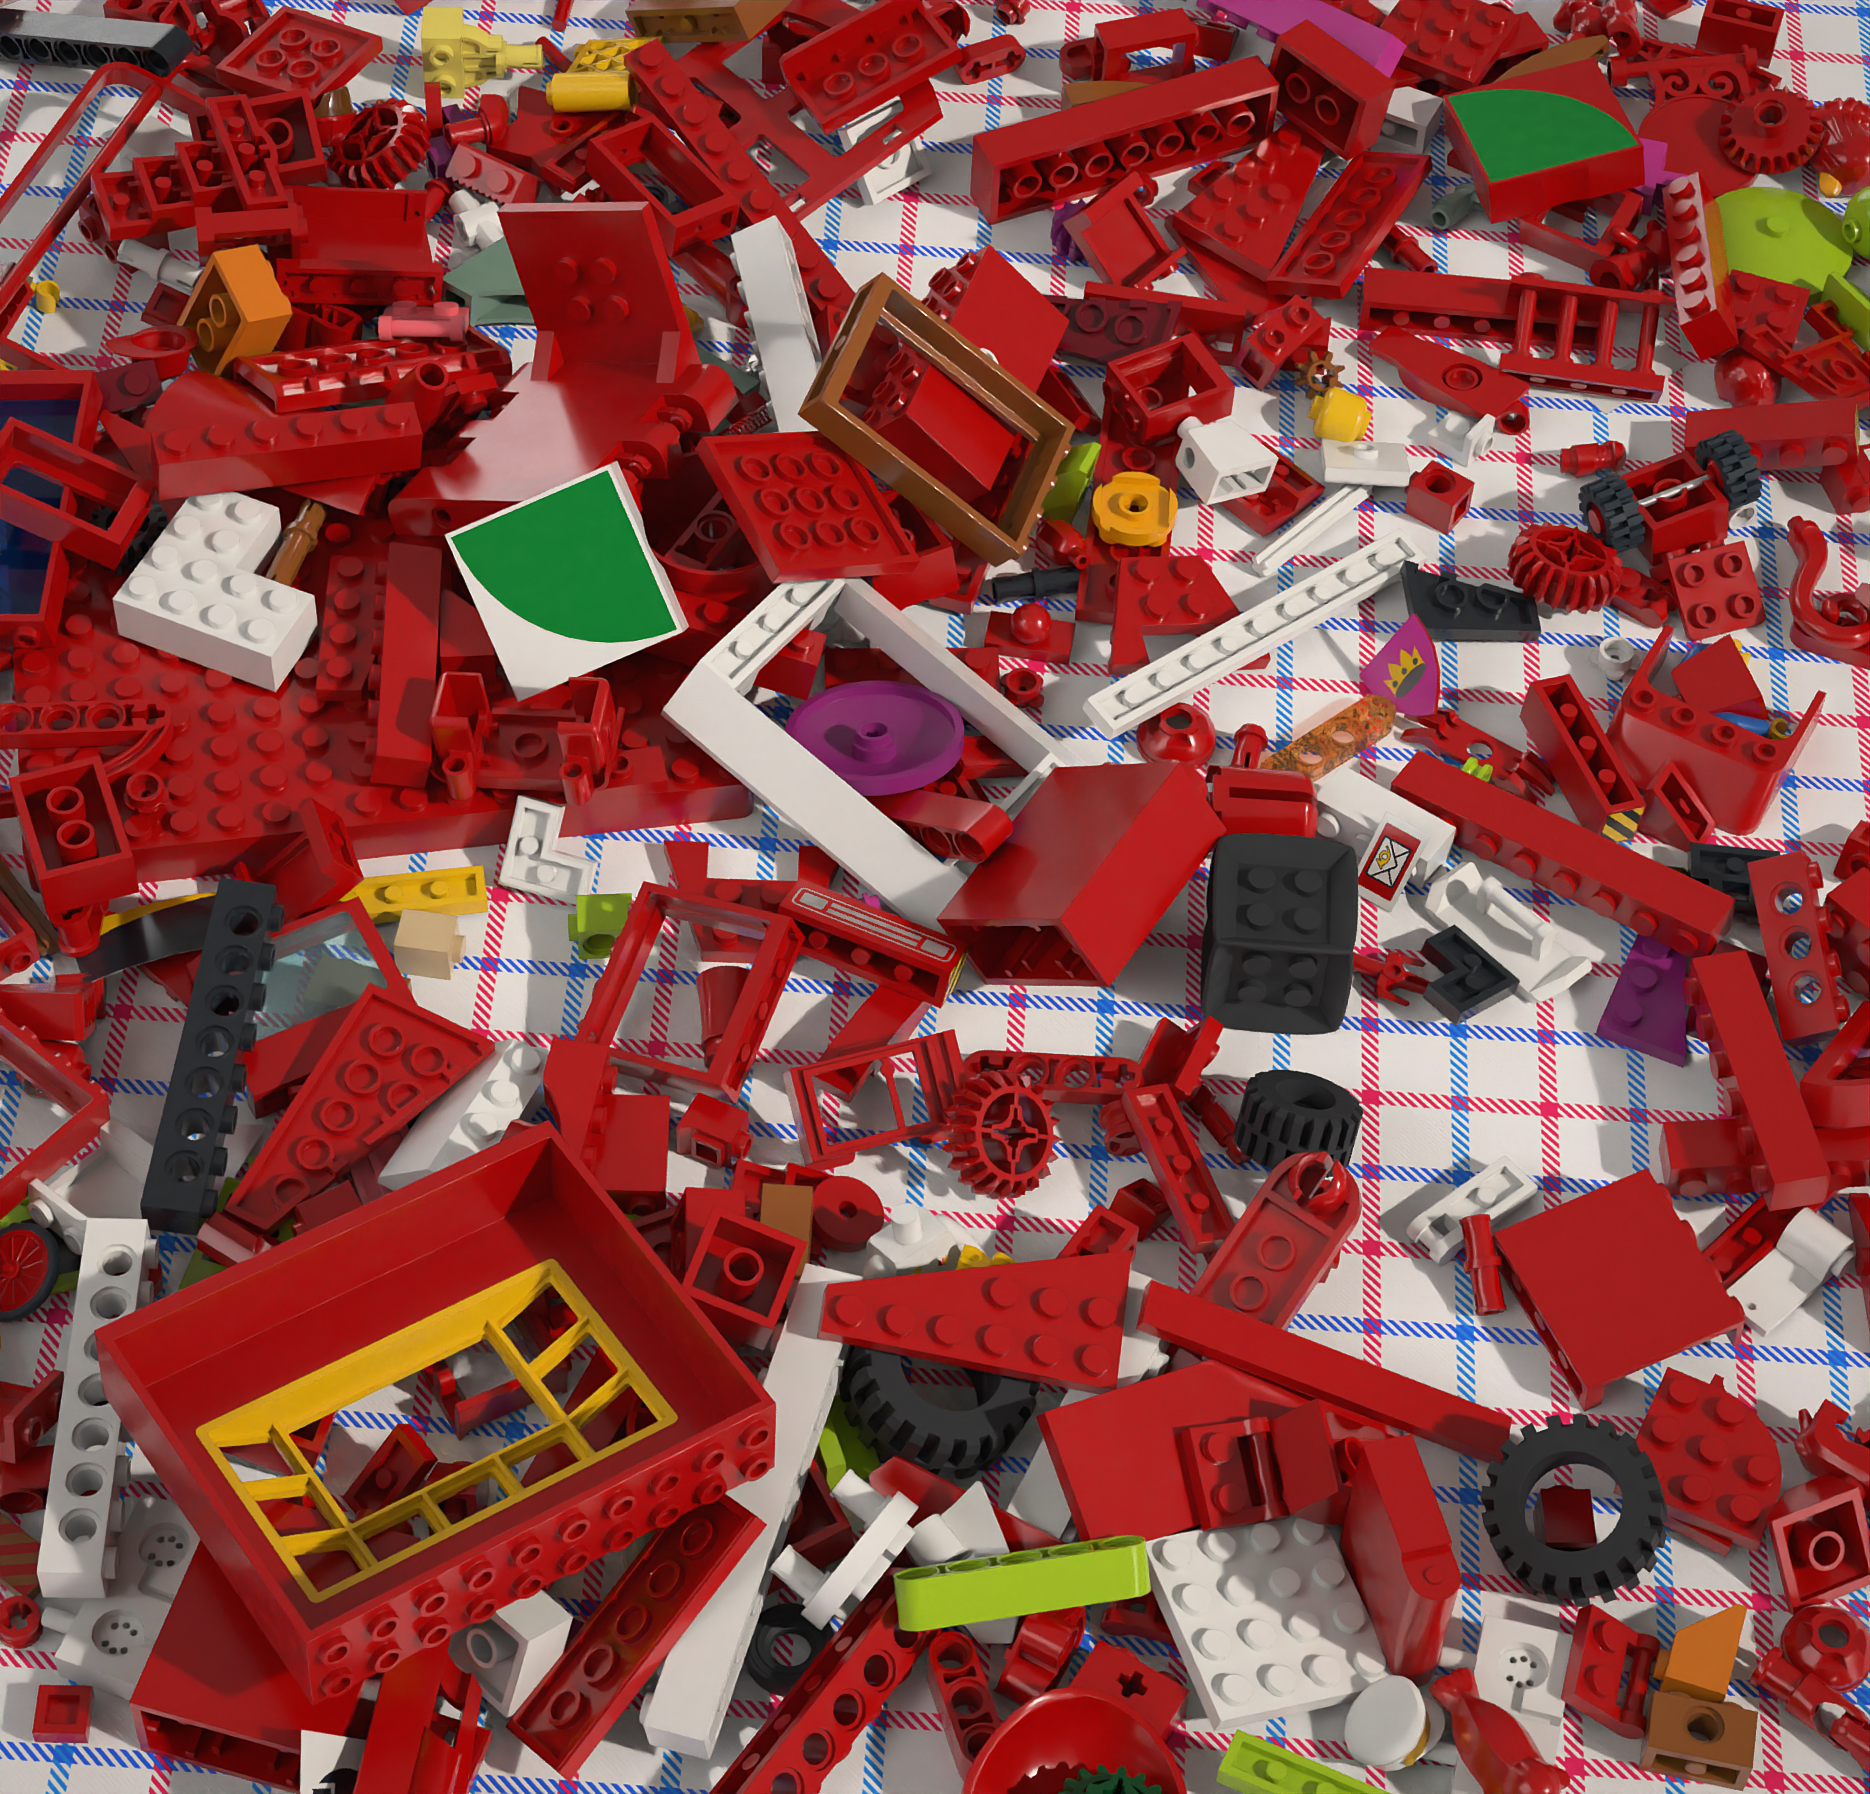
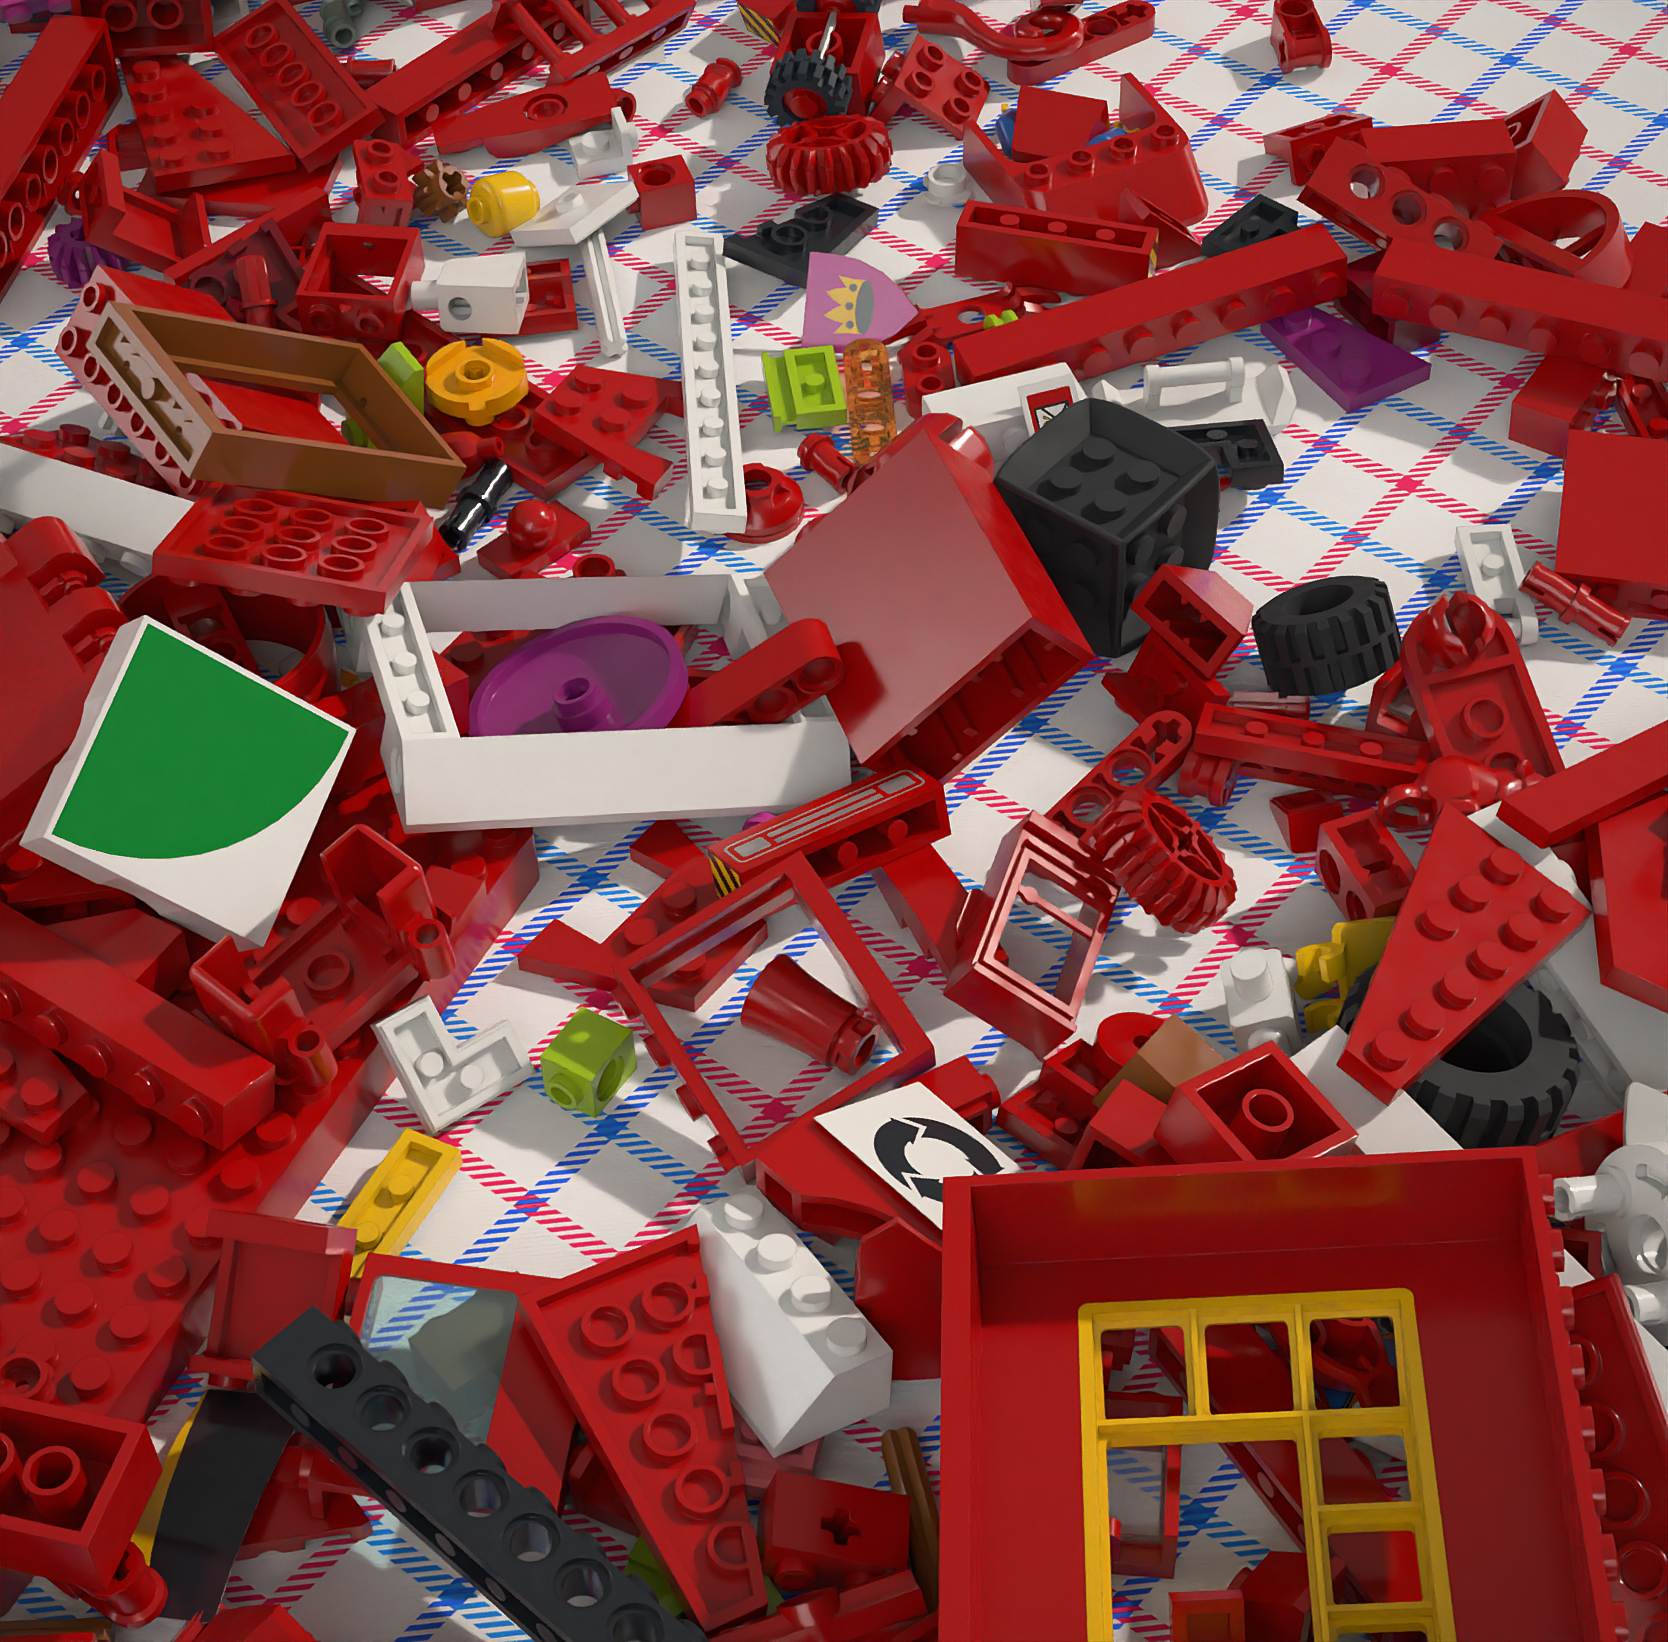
camera: 50 degrees left, 5 degrees down
(428, 944) = (468, 1230): tan brick -> none
(637, 1136) = (915, 1143): none -> white sticker
(1102, 351) = (256, 292): none -> red axle
(1188, 1265) = (1458, 781): none -> red animal
(1246, 1035) = (1195, 614): none -> red slope
(1310, 694) = (804, 388): none -> lime plate
(1389, 757) = (925, 371): none -> red plate
(1635, 590) = (910, 135): red plate -> none

